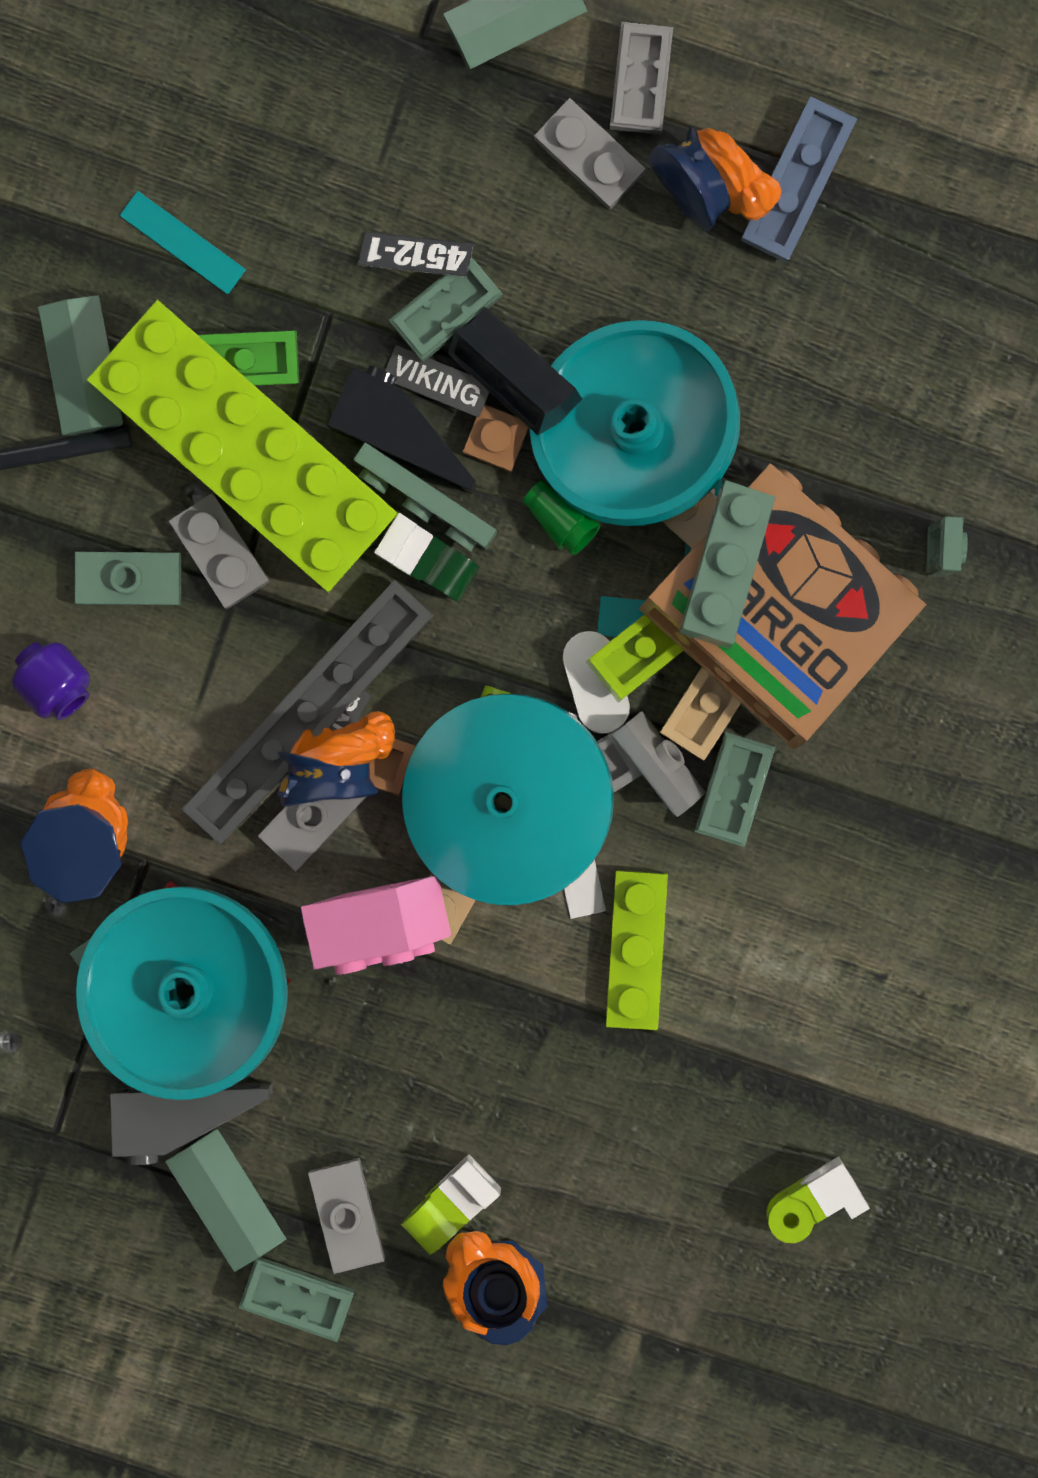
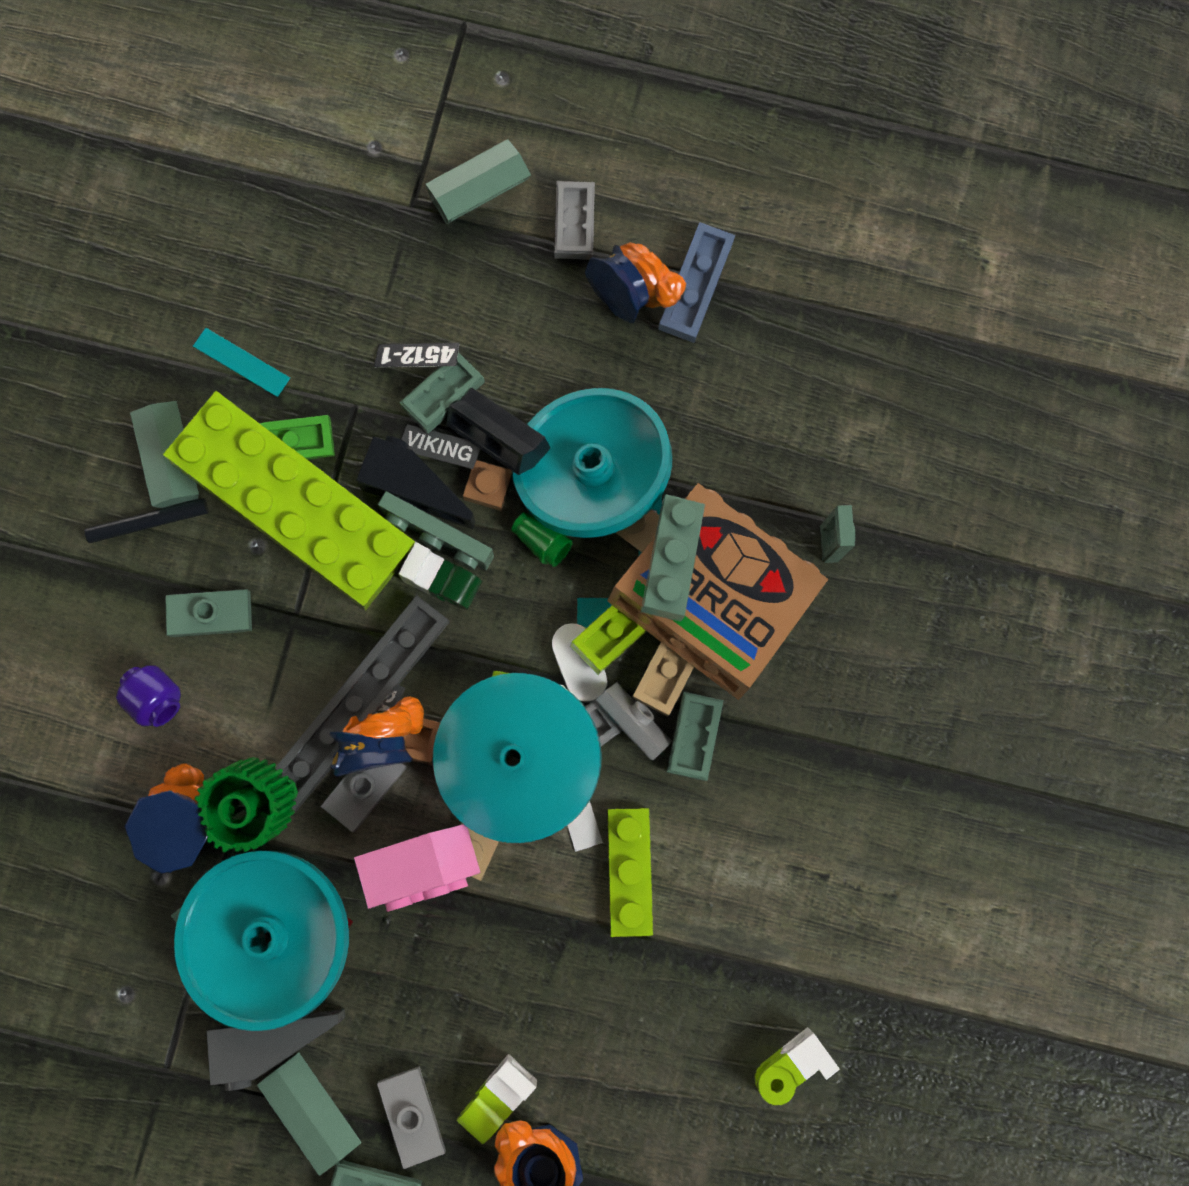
camera: 15 degrees left, 10 degrees down
(177, 805) = (246, 804): none -> green brick
(219, 551) = (279, 586): light grey plate -> none
(589, 154) = (541, 276): light grey plate -> none

